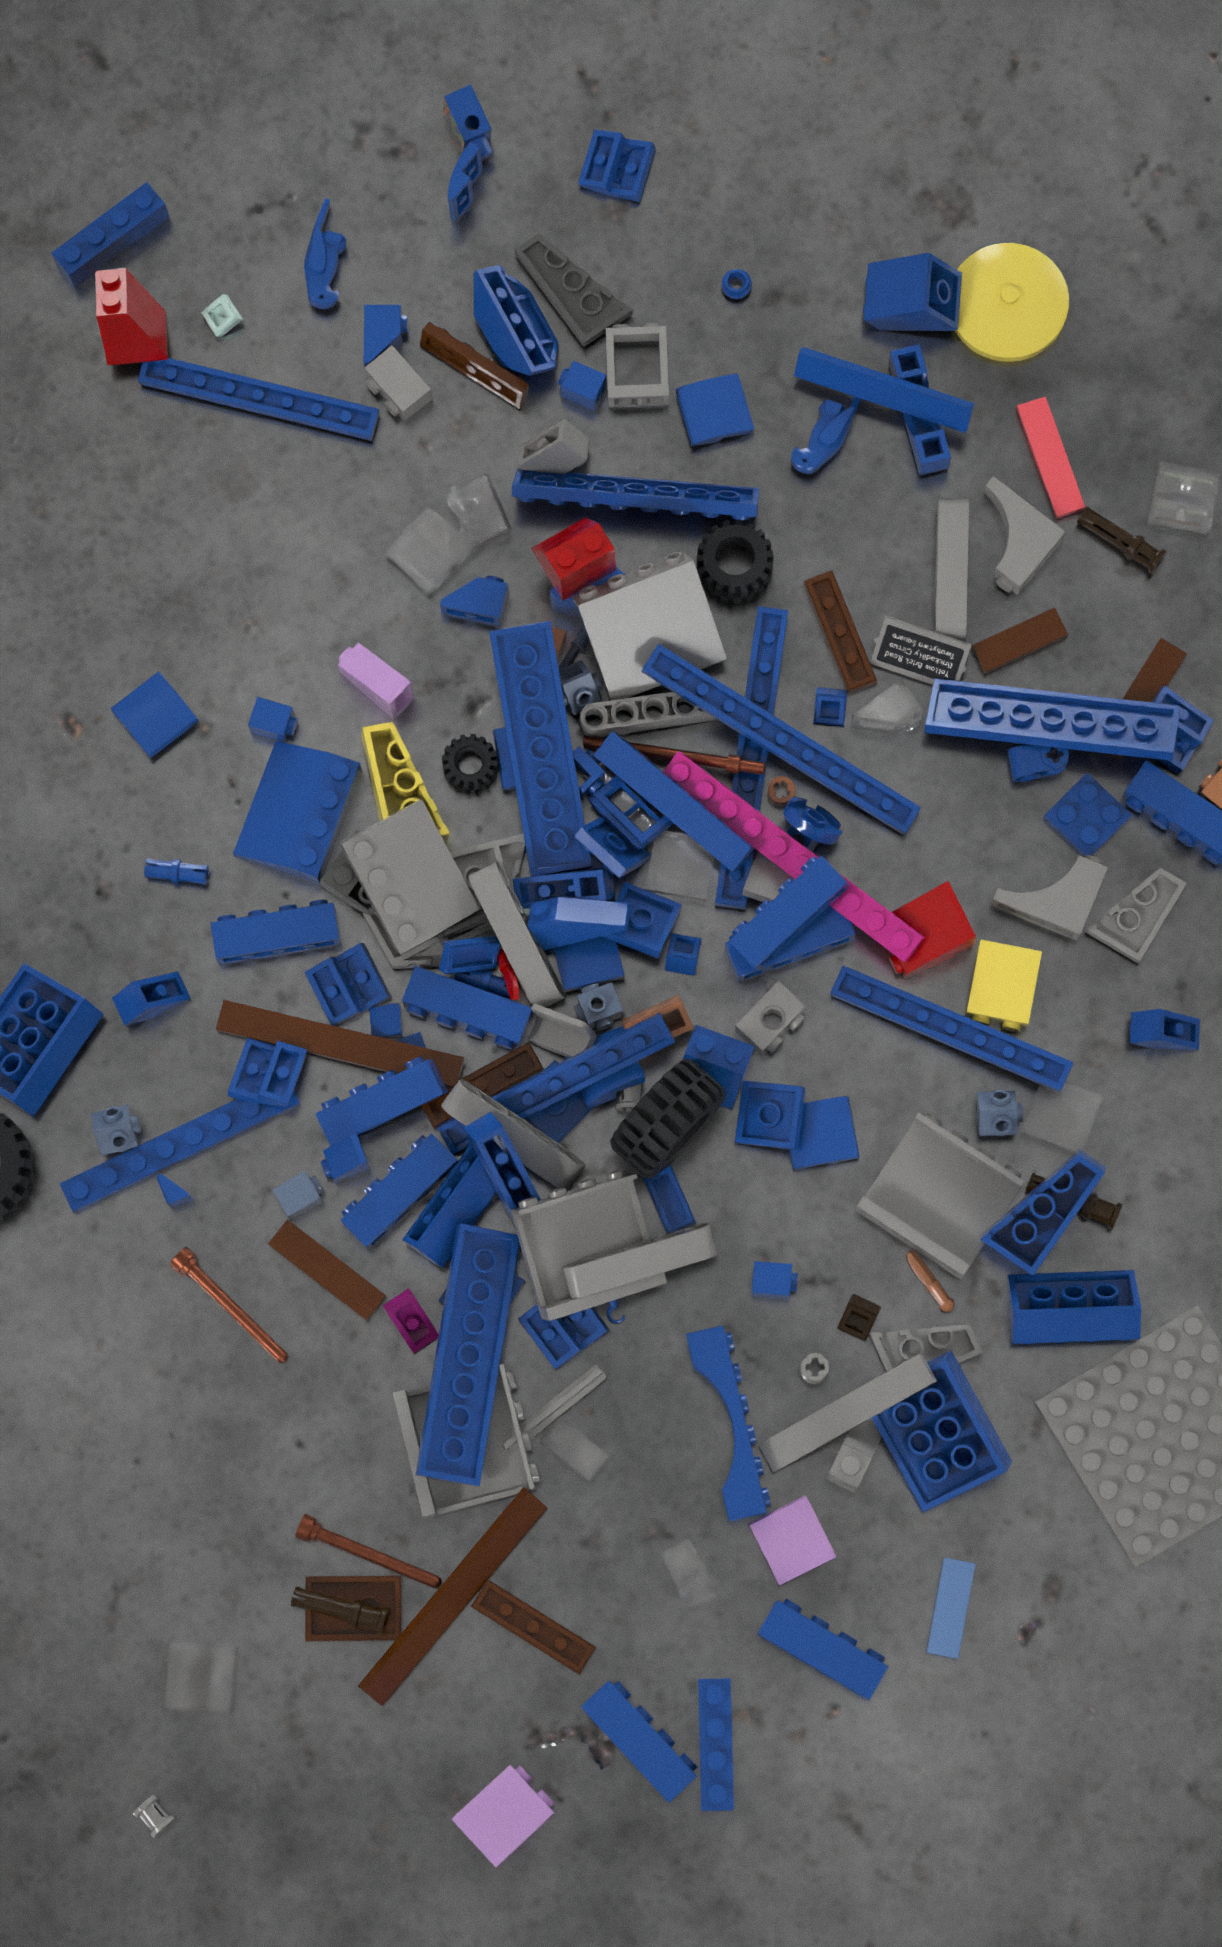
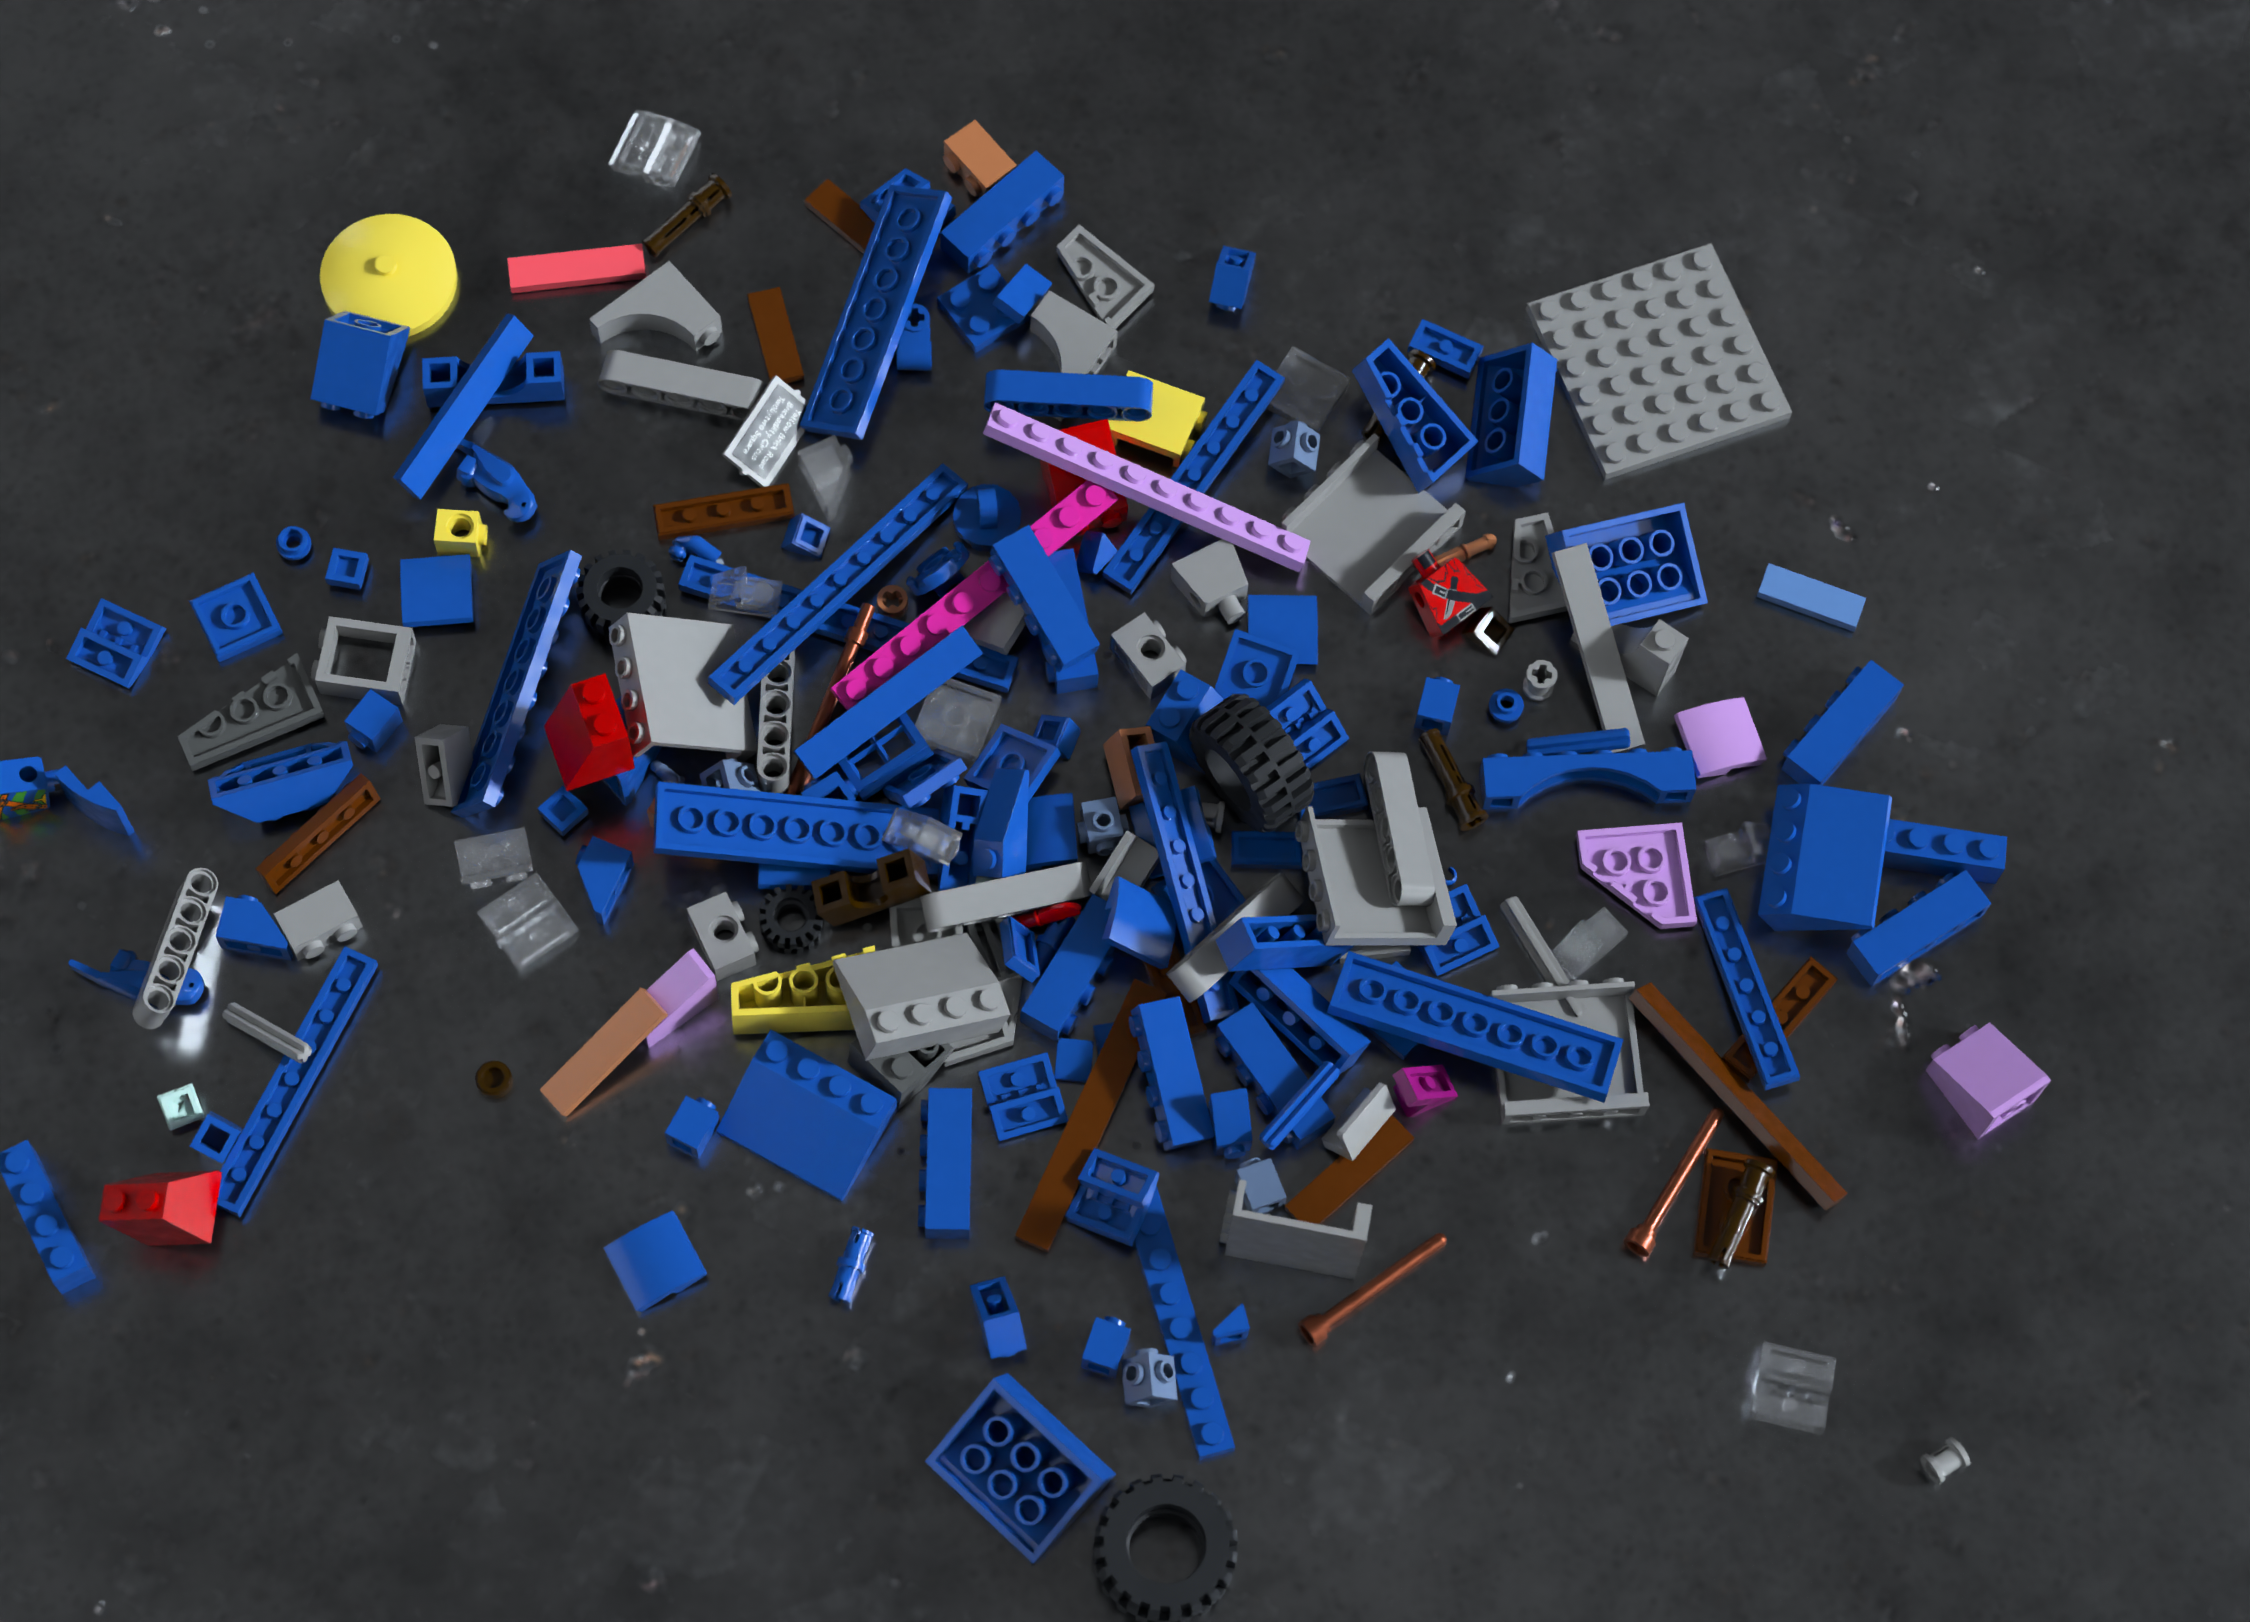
camera: 90 degrees left, 10 degrees down
(139, 1090) = (1106, 1346): none -> blue brick
(195, 347) = (216, 1137): none -> blue brick
(241, 1171) = (1292, 1241): none -> light grey panel
(289, 554) = (494, 1079): none -> dark brown tile
(292, 366) = (267, 1032): none -> light grey axle
(320, 633) = (603, 1052): none -> nougat tile
(360, 280) = (167, 959): none -> light grey beam
(367, 1213) = (1299, 1105): none -> blue axle
(369, 1270) = (1360, 1122): none -> light grey panel
(449, 693) = (723, 956): none -> light grey brick
(499, 821) = (848, 897): none -> dark brown arch
(509, 1050) = (1140, 923): none -> blue slope
(526, 559) = (563, 810): none -> blue plate
(549, 852) = (923, 836): none -> clear slope
(553, 1591) = (1746, 989): none -> blue tile
(605, 1157) = (1265, 850): none -> blue tile
(650, 1487) = (1644, 869): none -> lavender plate
(660, 254) = (236, 617): none -> blue tile
(681, 1644) = (1824, 858): none -> blue slope
(693, 1312) = (1459, 793): none -> dark brown pin
(719, 332) = (347, 568): none -> blue plate
(727, 1163) = (1308, 722): none -> blue slope
(756, 664) = (743, 594): none -> clear slope
(759, 1411) = (1580, 742): none -> blue axle
(770, 403) = (452, 521): none -> light yellow brick
(779, 1350) = (1506, 714): none -> blue plate
(800, 614) = (693, 545): none -> blue arm
(855, 1064) = (1213, 580): none -> light grey torso
(859, 955) = (1094, 552): none -> blue slope
(880, 857) = (986, 515): none -> blue tile
(880, 1270) = (1445, 592): none -> torso
(919, 984) = (1146, 487): none -> lavender plate
(999, 901) = (1070, 395): none -> blue beam
(1103, 845) = (1022, 293): none -> blue tile
(1133, 1236) = (1446, 348): none -> blue plate

